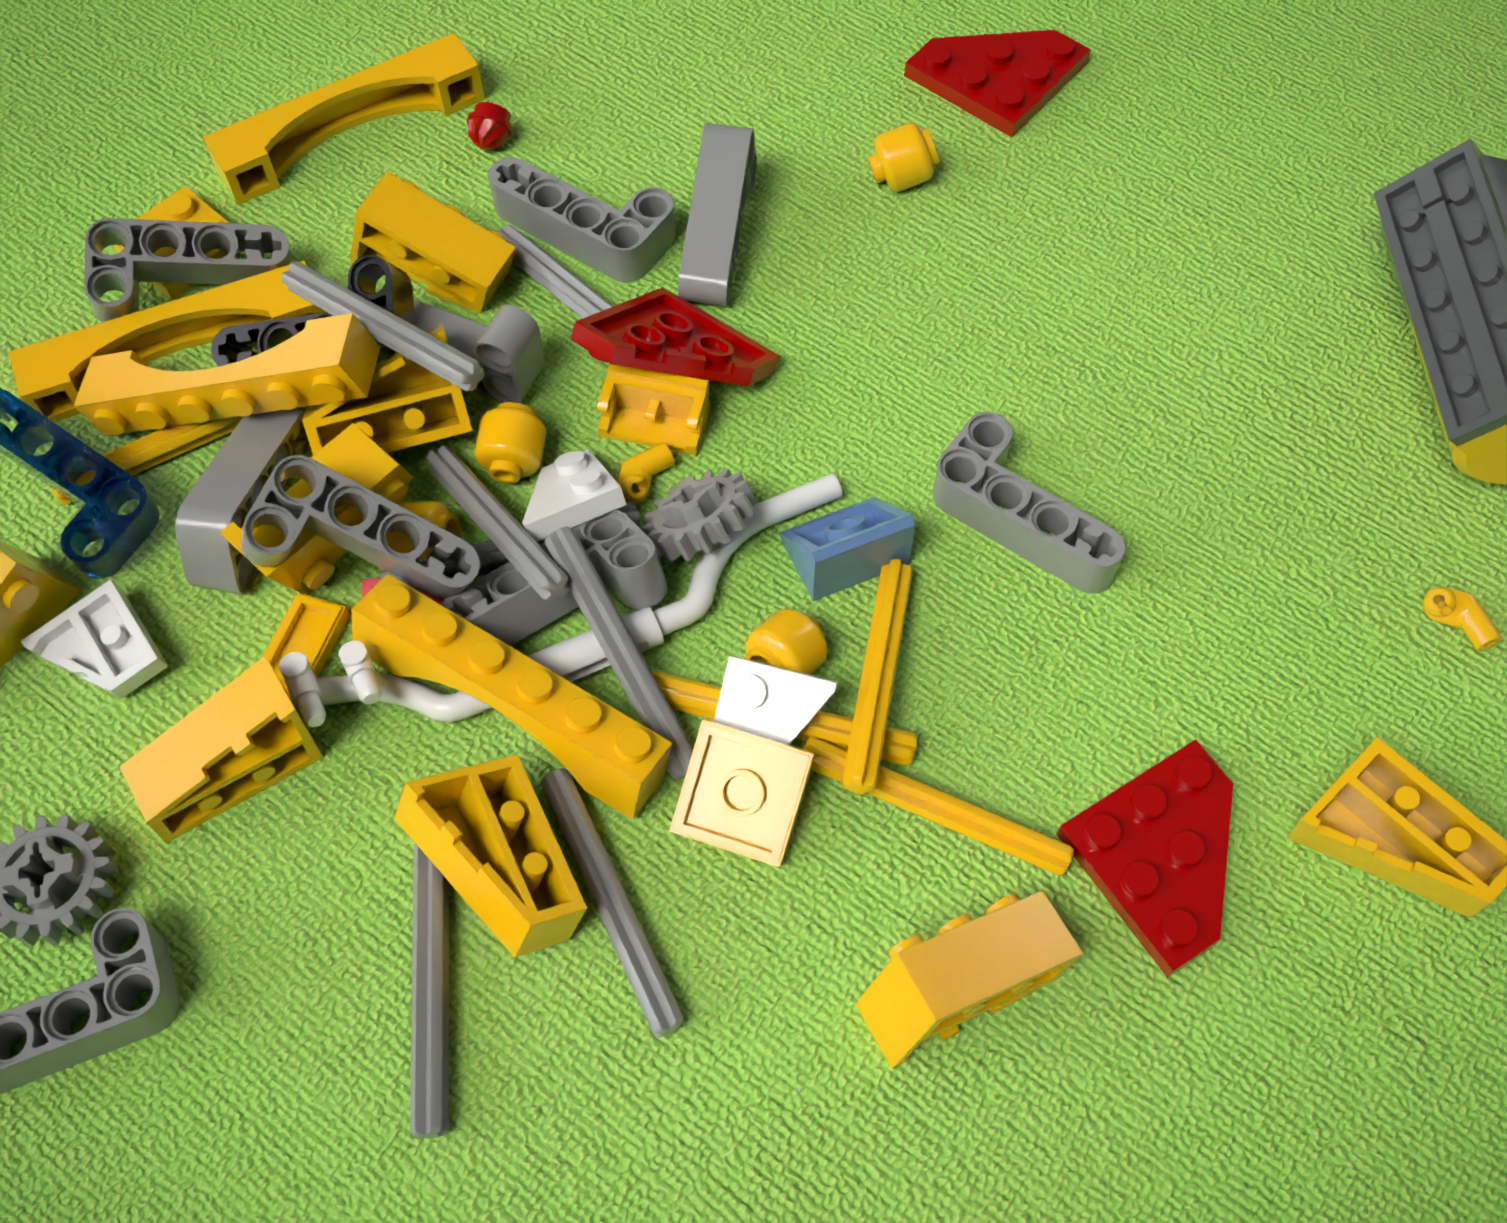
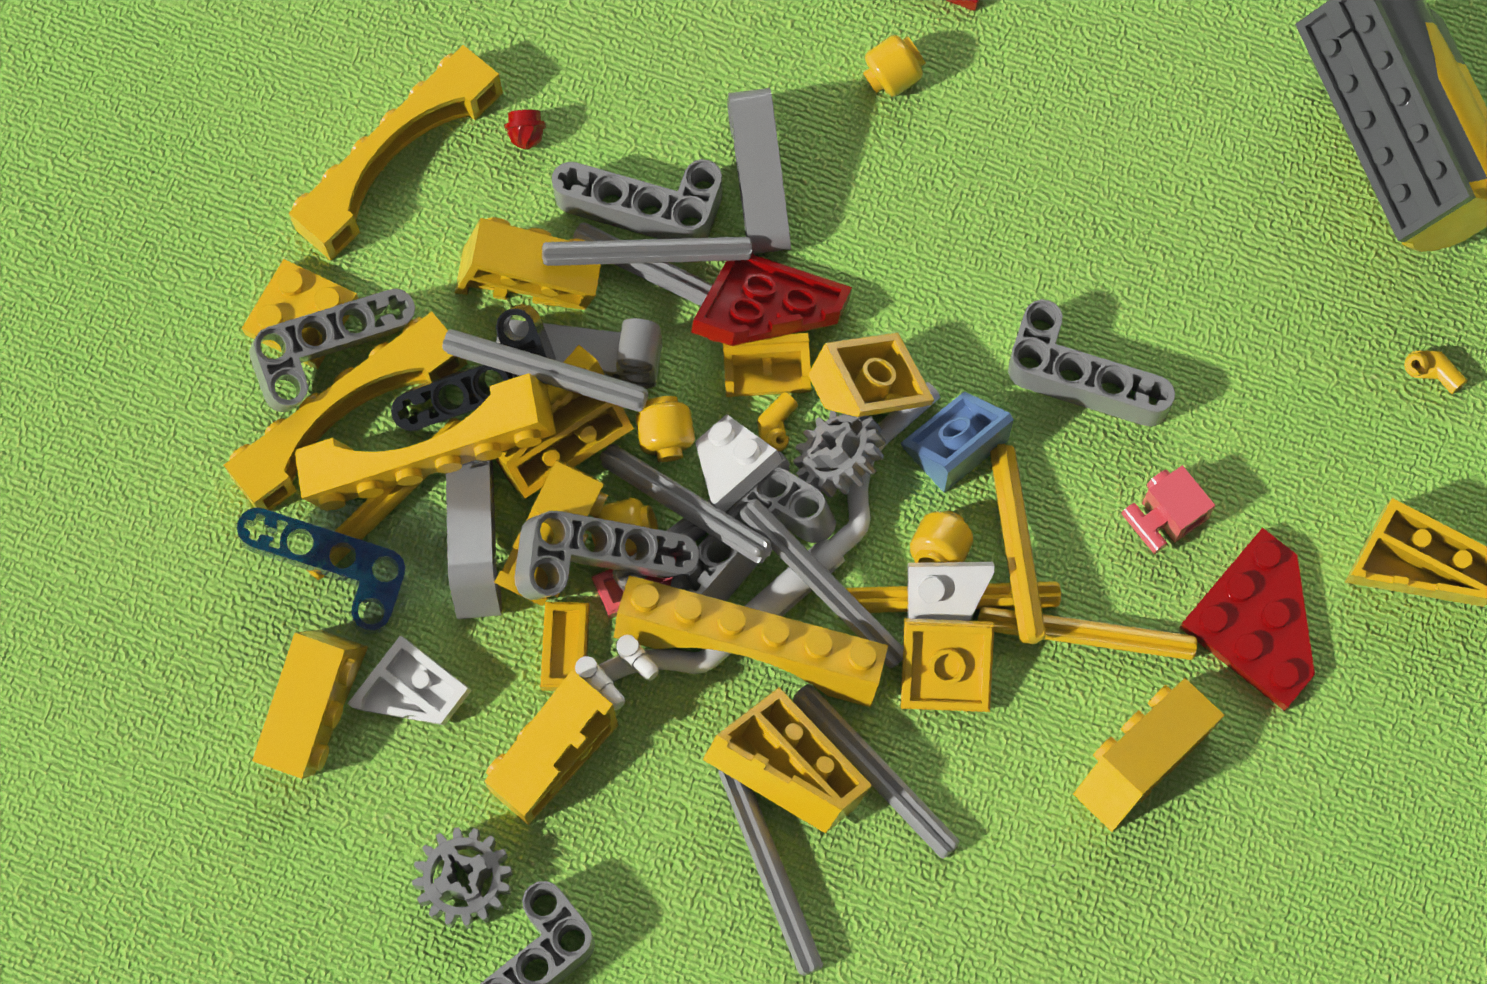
camera: 15 degrees left, 10 degrees up
(558, 254) = (646, 251): none -> light grey axle
(759, 435) = (868, 376): none -> yellow slope
(1088, 681) = (1173, 504): none -> coral brick

